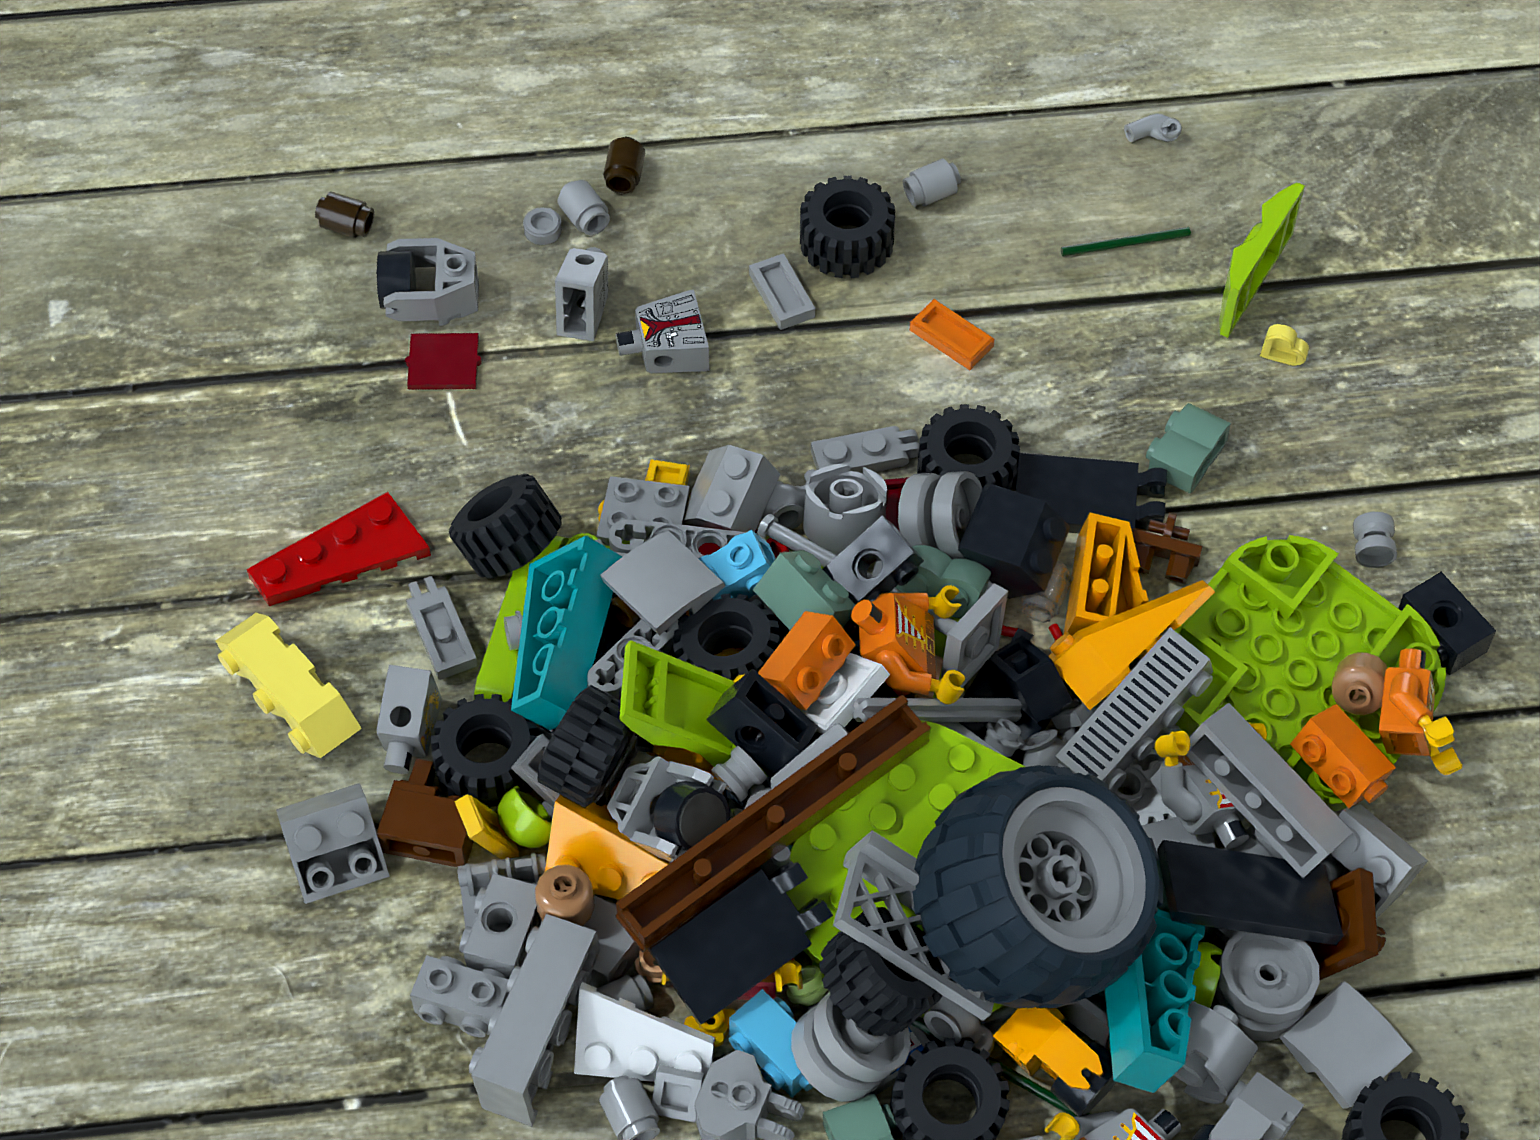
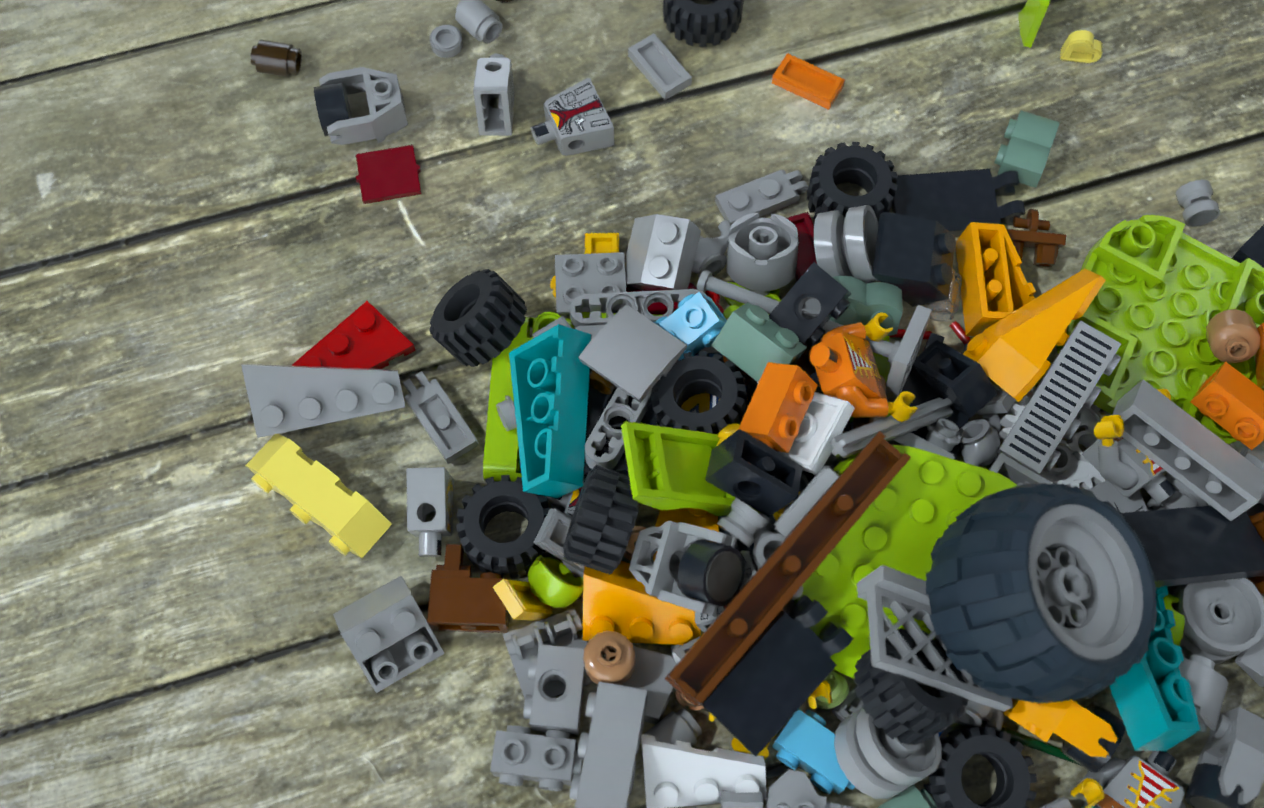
camera: 10 degrees left, 10 degrees up
(299, 577) = (307, 396): none -> light grey wedge

